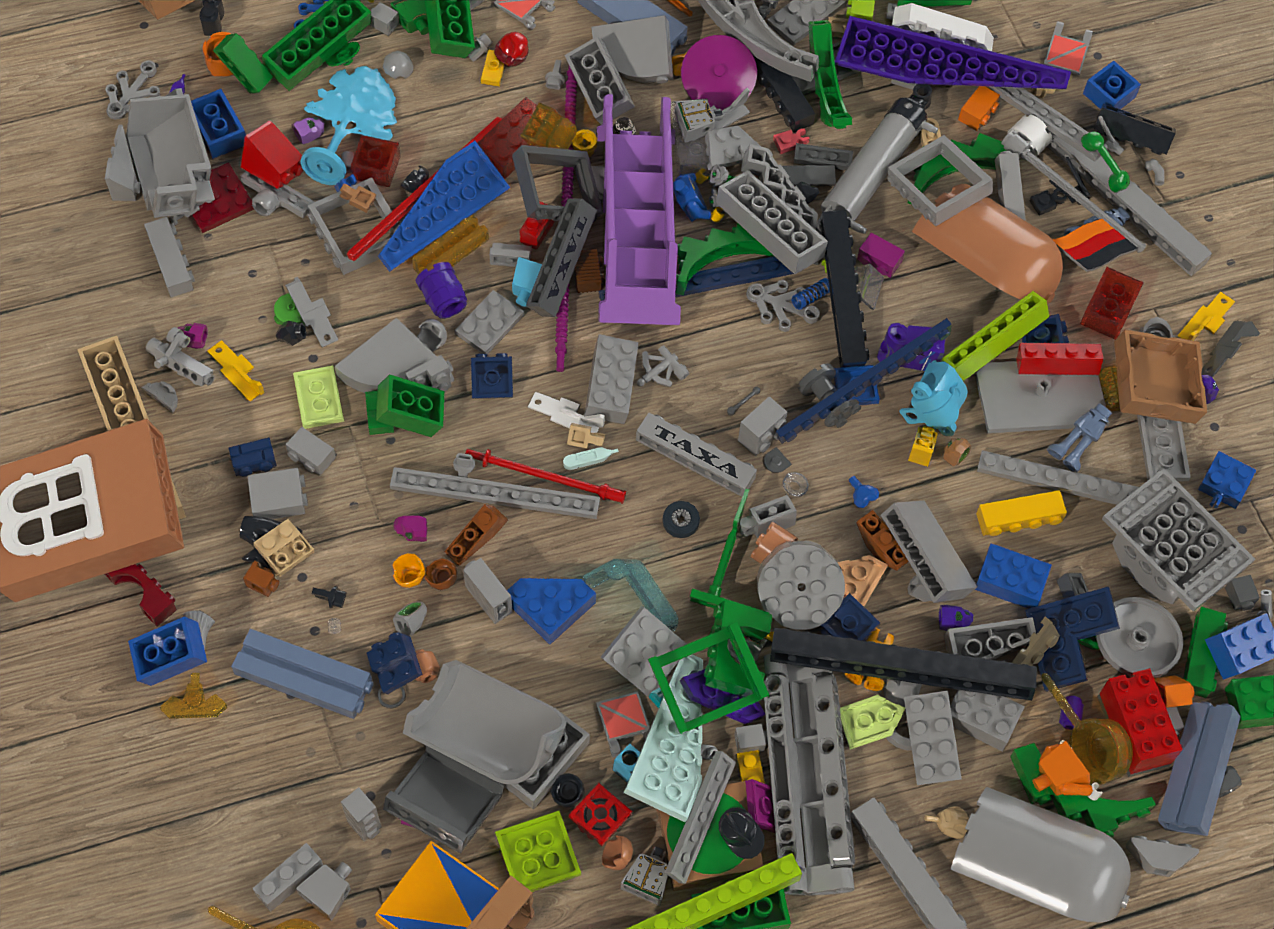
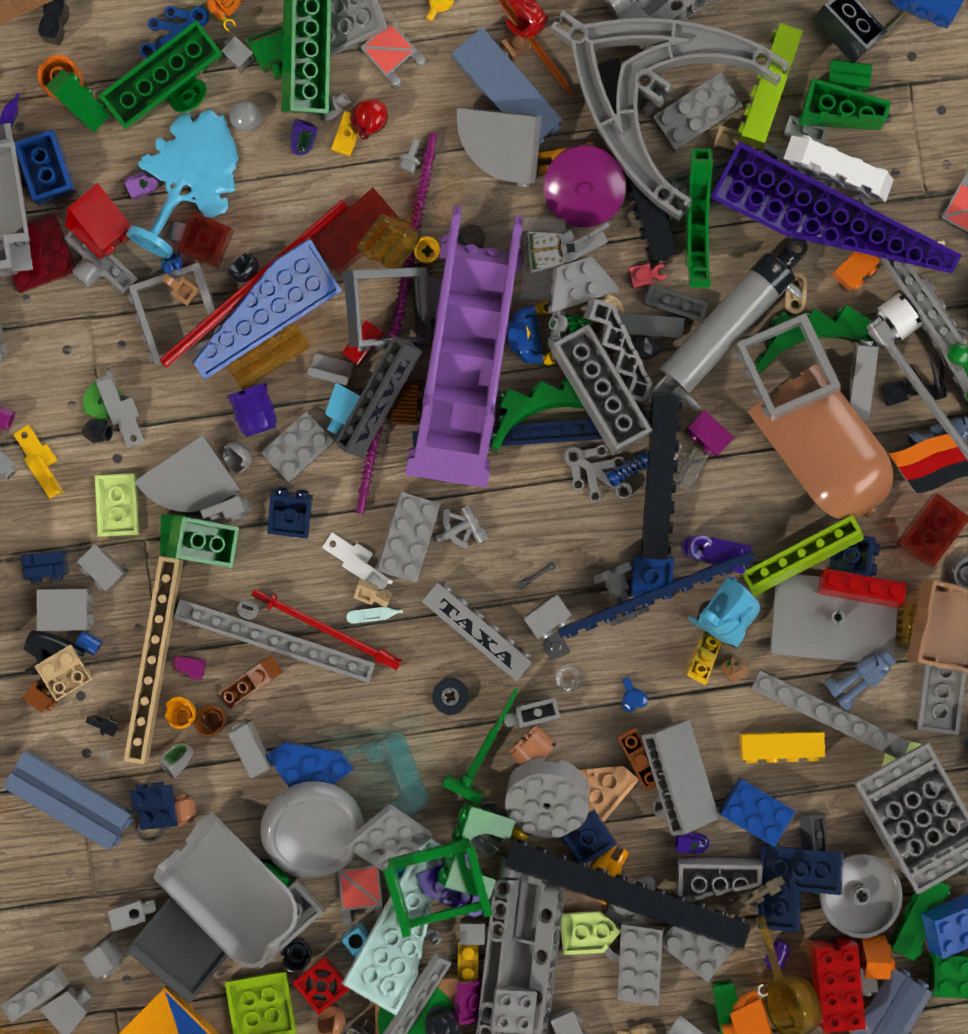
camera: 10 degrees right, 25 degrees up
(305, 522) = (88, 643): none -> blue piece
(374, 526) = (153, 660): none -> tan brick
(381, 774) = (120, 913): none -> light grey torso
(453, 72) = (302, 136): none -> dark purple rock
(560, 658) = (308, 829): none -> light grey piece
(598, 78) = (454, 177): light grey brick -> none
(810, 802) = (513, 1010): none -> light grey plate

